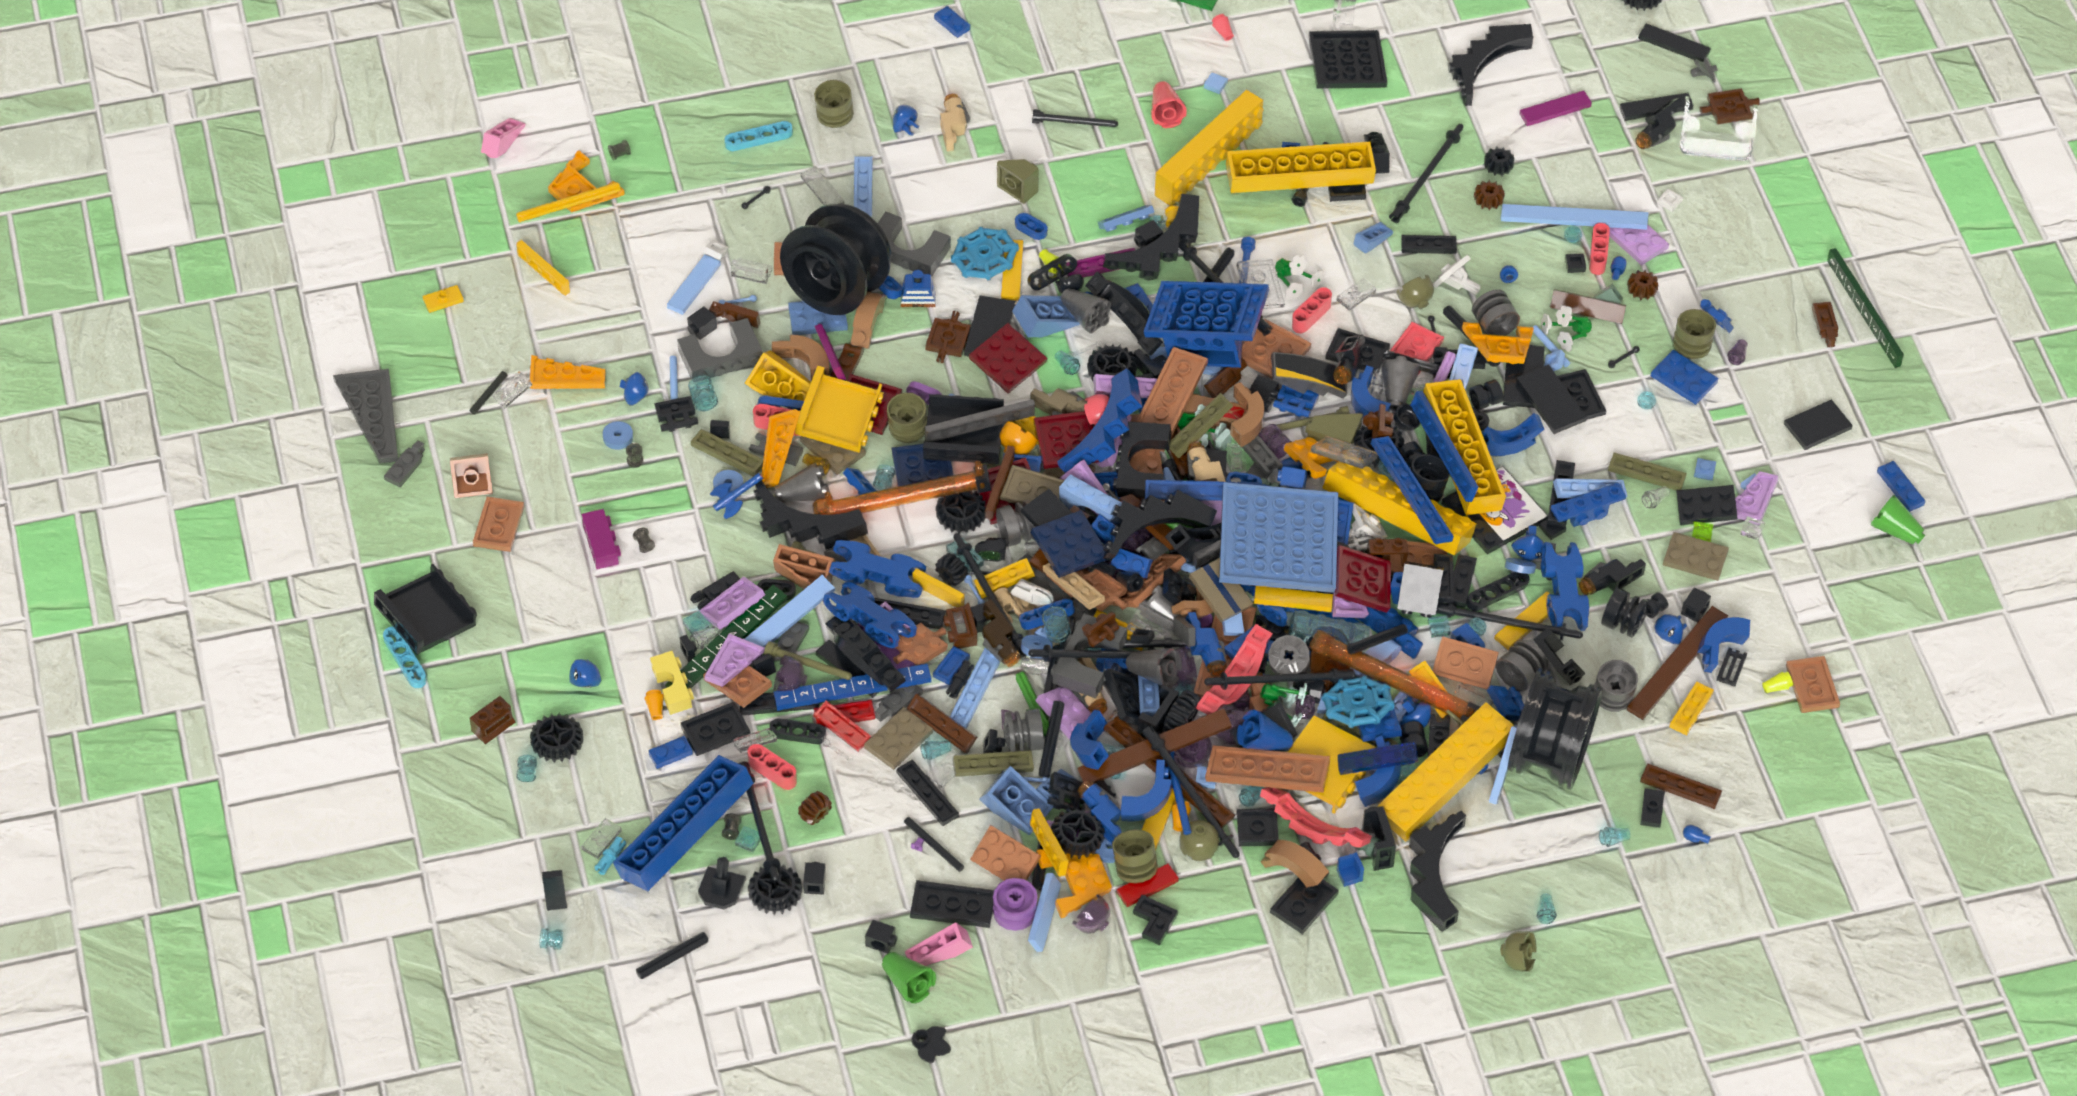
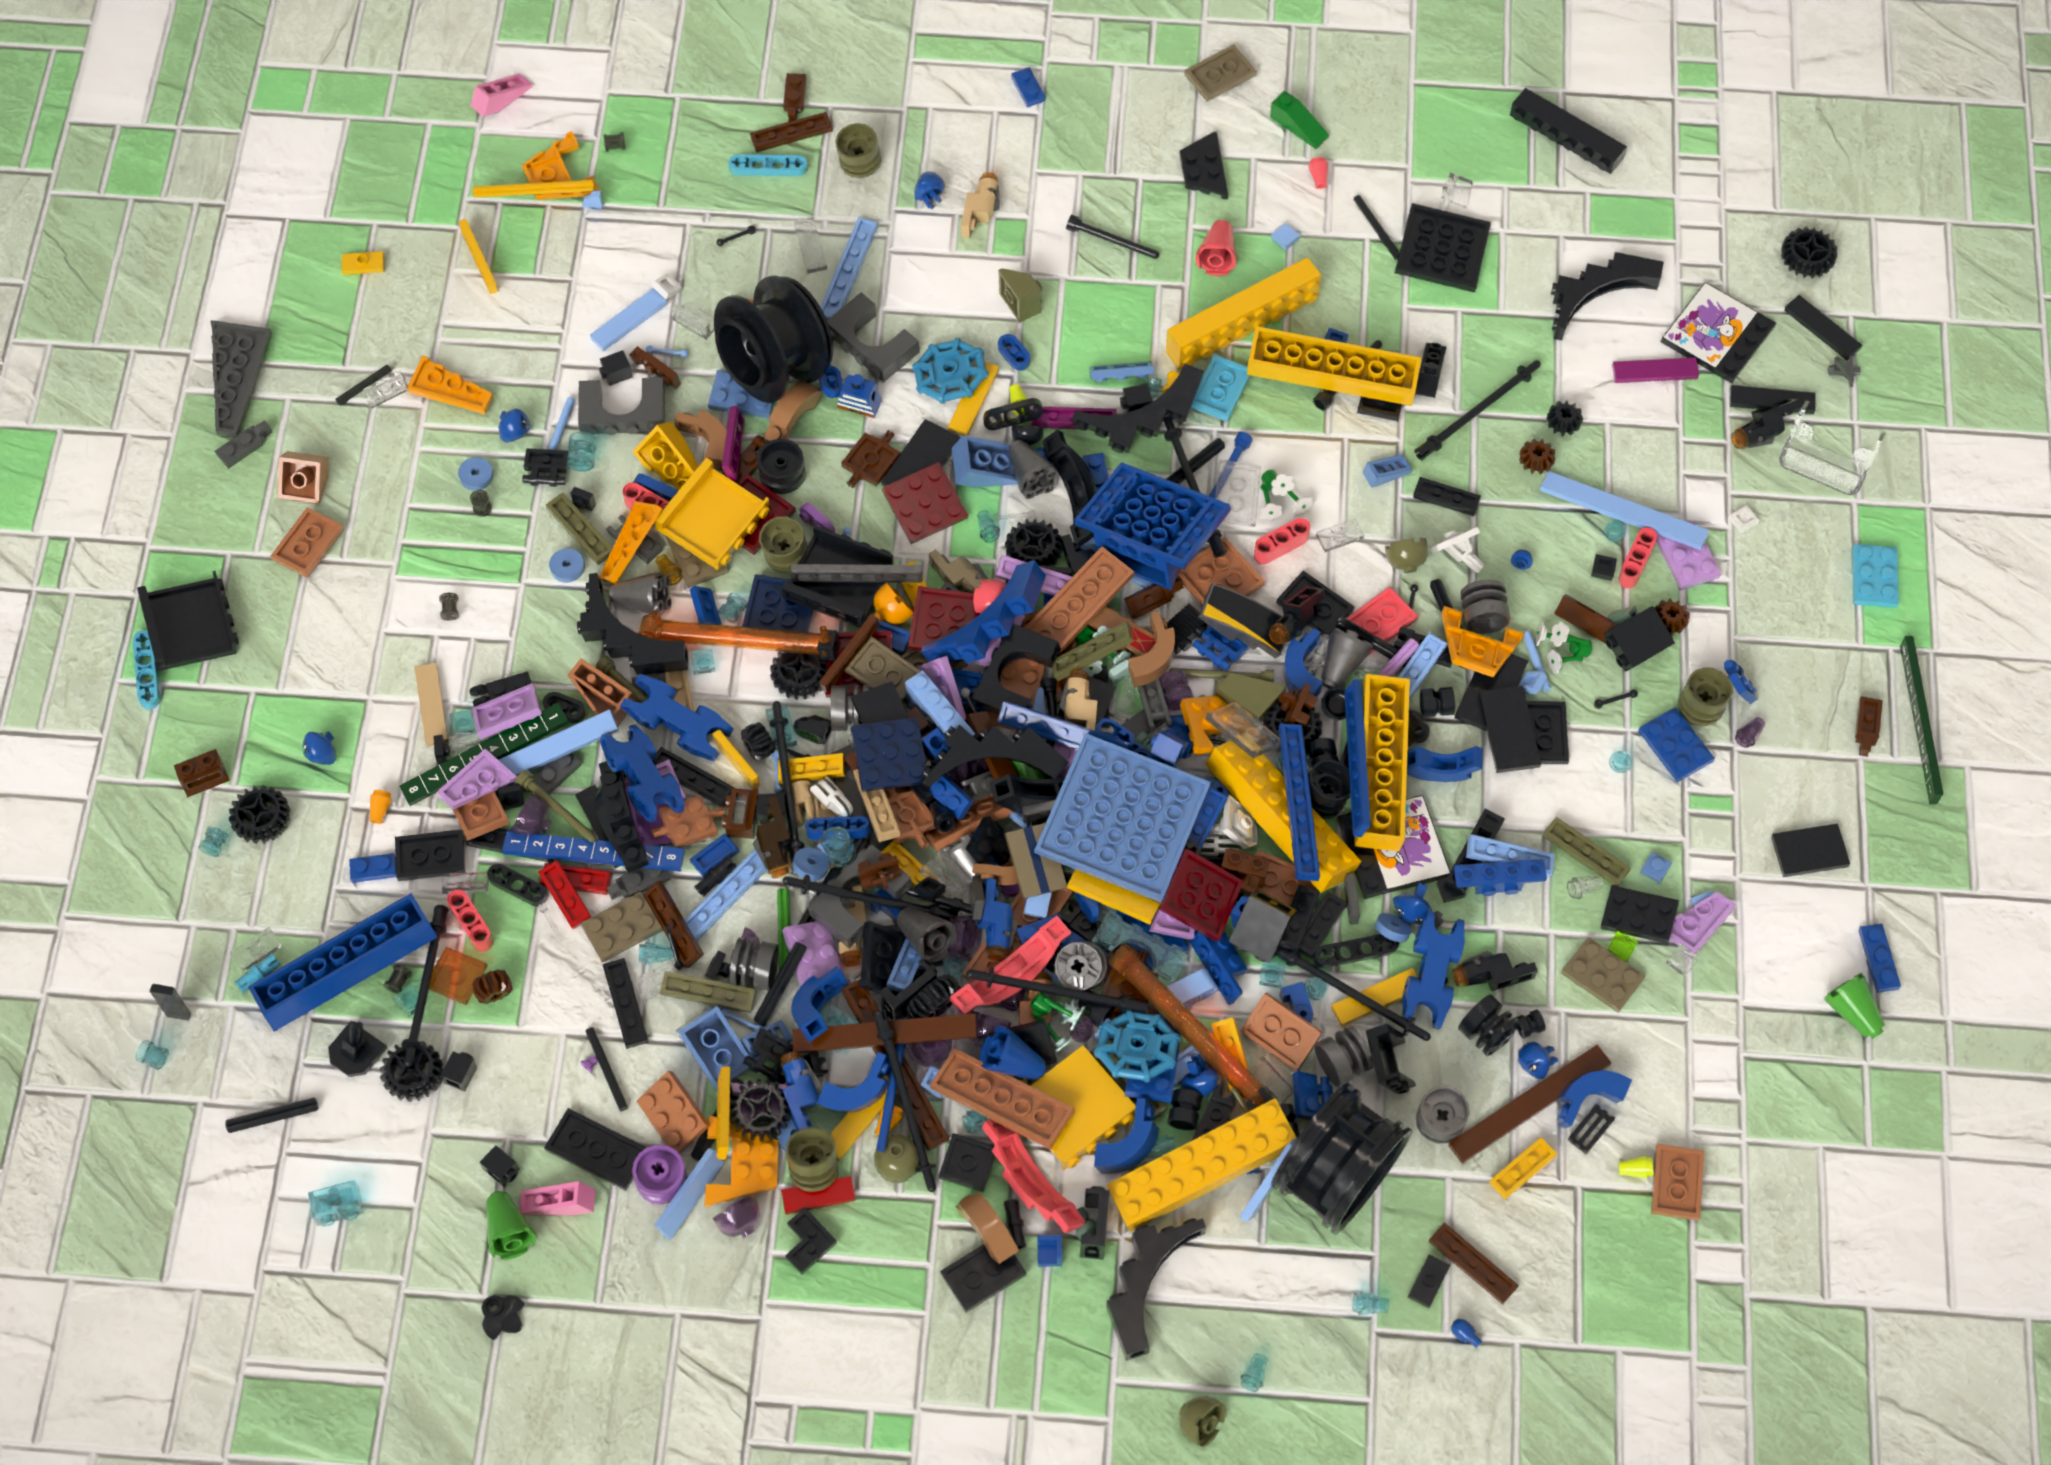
camera: 20 degrees right, 10 degrees up
(600, 538) = (404, 591): magenta brick -> none
(621, 200) = (593, 200): none -> light blue tile
(661, 616) = (431, 702): none -> tan tile
(676, 696) = (404, 805): light yellow arch -> none
(728, 498) = (558, 582): blue piece -> none
(756, 76) = (794, 94): none -> reddish brown hinge
(761, 992) = (323, 1199): none -> clear light blue brick
(766, 105) = (791, 132): none -> reddish brown tile
(779, 810) = (455, 975): none -> clear orange tile
(877, 359) = (781, 466): none -> black wheel
(877, 524) = (703, 661): none -> clear light blue plate
(941, 723) = (678, 963): none -> black hinge
(1126, 47) = (1204, 167): none -> black wing
(1214, 209) = (1221, 388): none -> medium azure plate
(1287, 57) = (1376, 226): none -> black bar
(1377, 639) = (1186, 975): black axle -> none
(1377, 758) = (1129, 1126): clear blue tile -> none
(1477, 551) = (1351, 898): none -> dark grey tile
(1593, 66) = (1718, 332): none -> plate
(1618, 267) = (1651, 586): blue cylinder -> none
(1625, 306) = (1638, 639): none -> black panel
(1696, 604) = (1578, 1037): black brick -> none
(1729, 106) = (1856, 422): reddish brown plate -> none
(1788, 214) = (1875, 575): none -> medium azure plate

